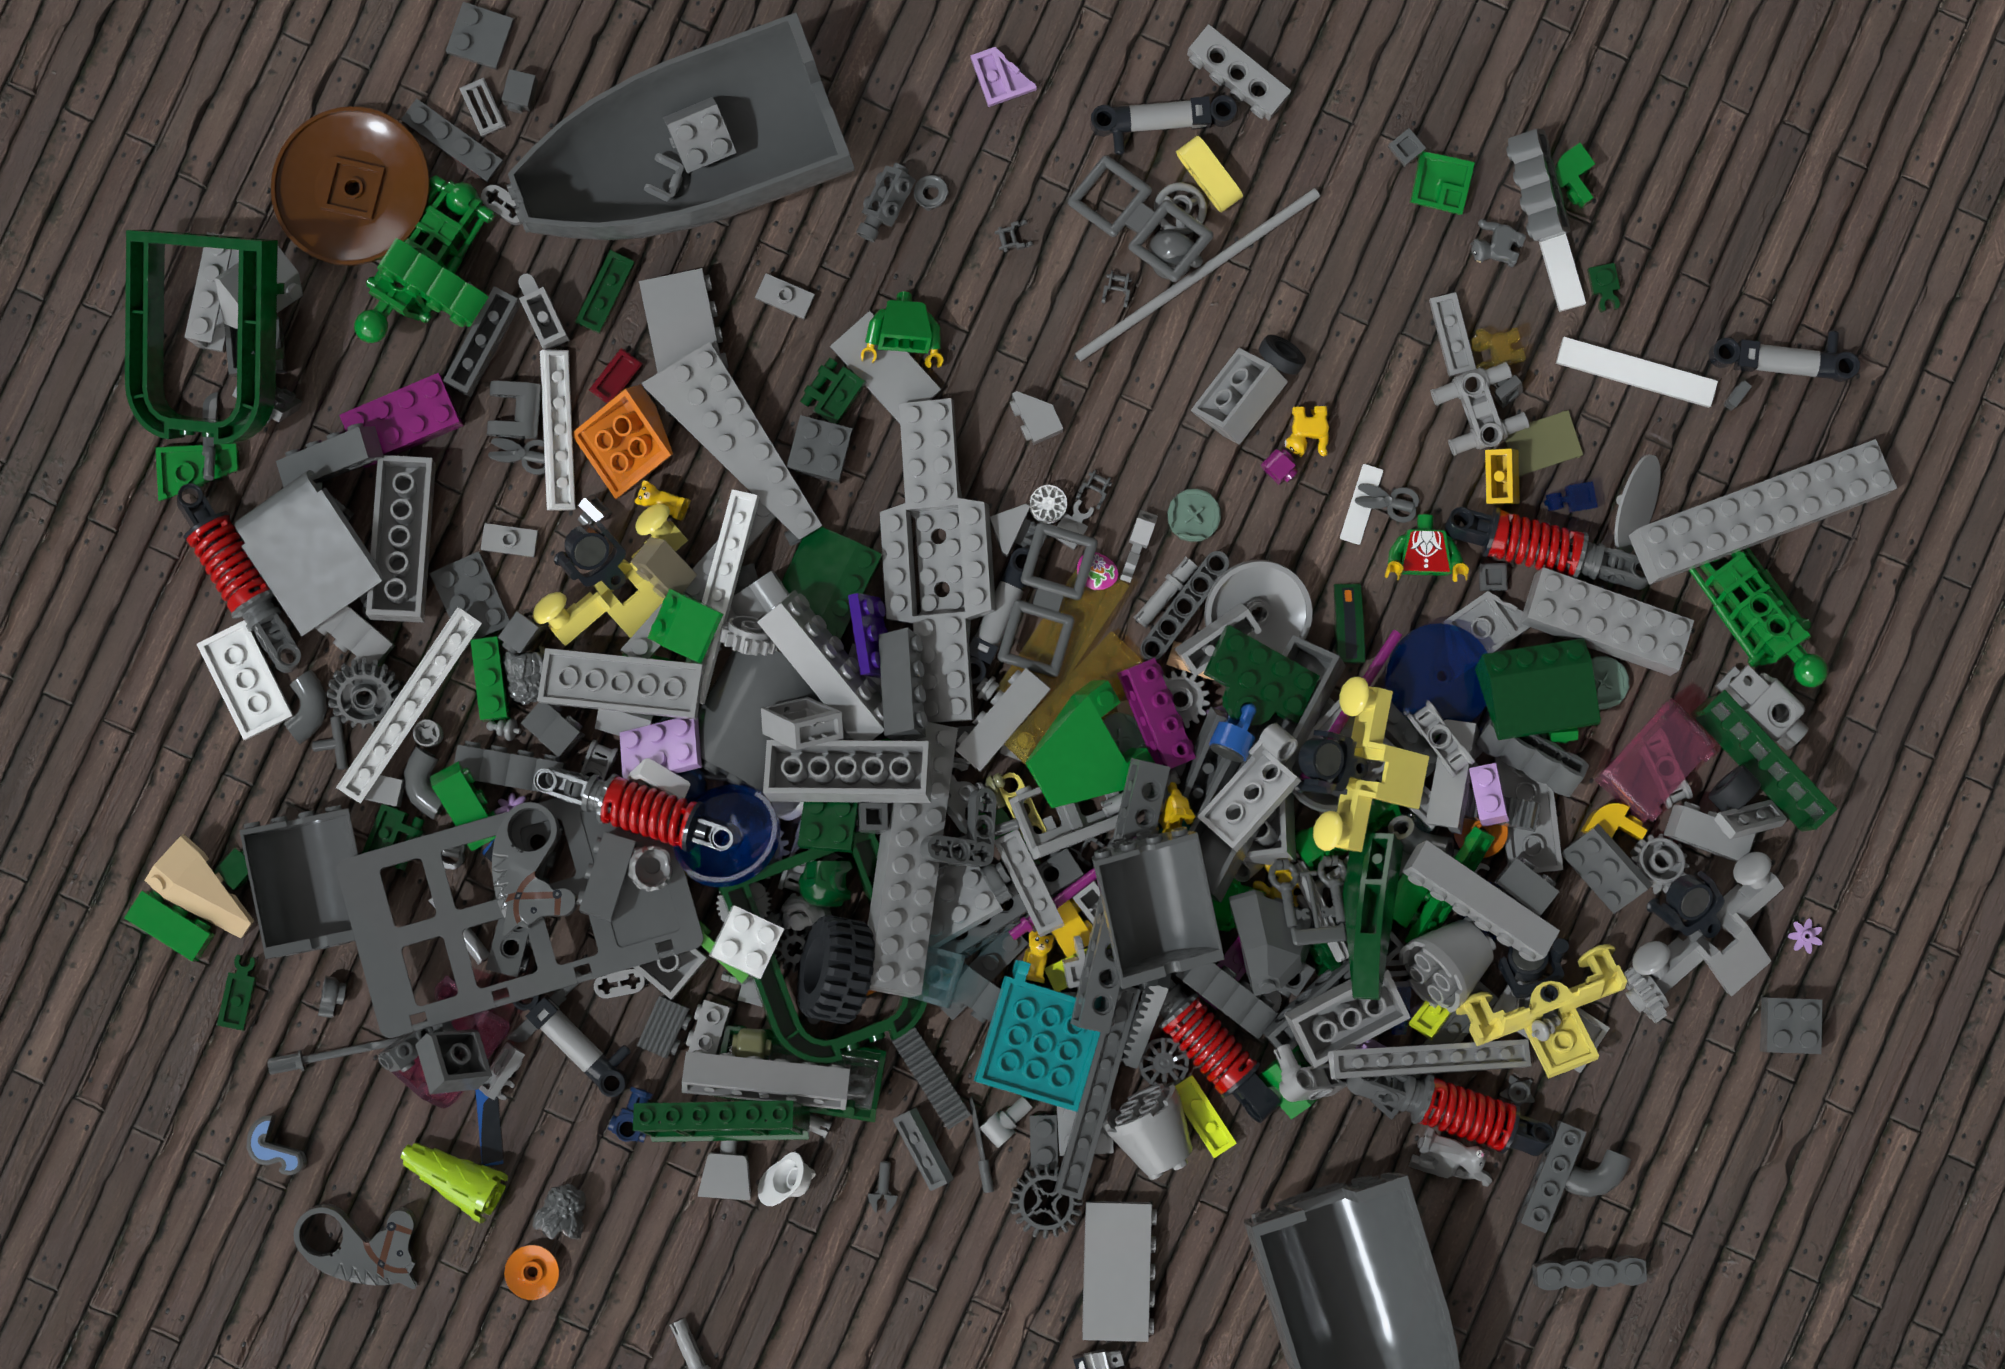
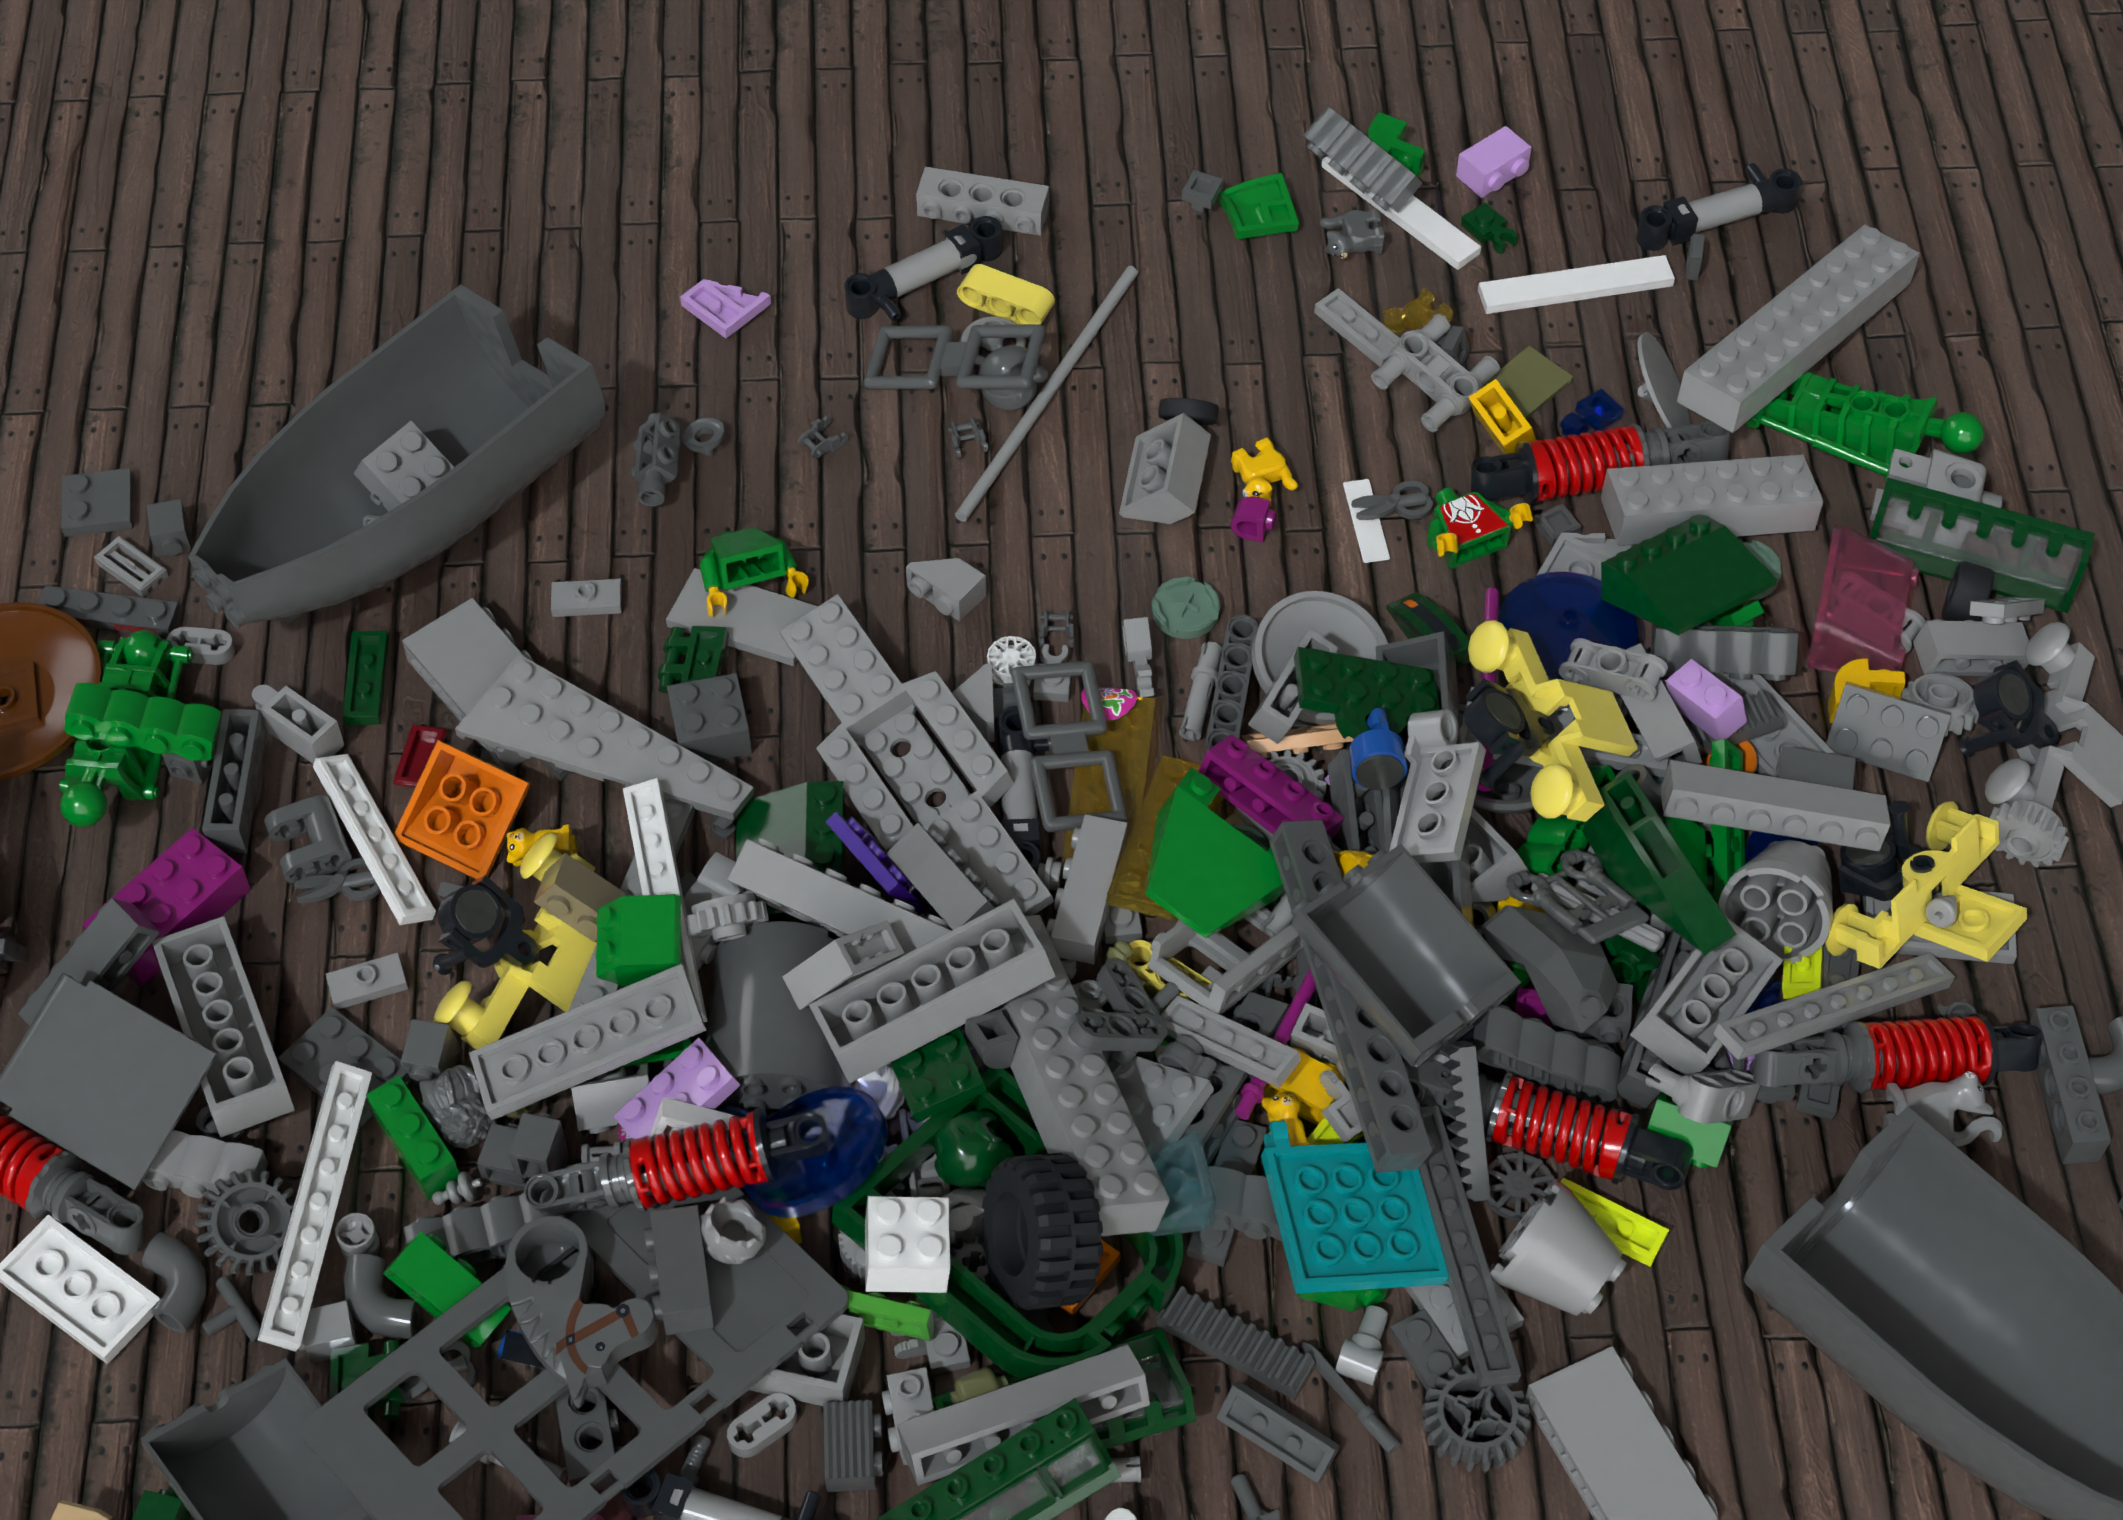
camera: 20 degrees left, 30 degrees down
(1643, 228) = (1493, 161): none -> lavender brick

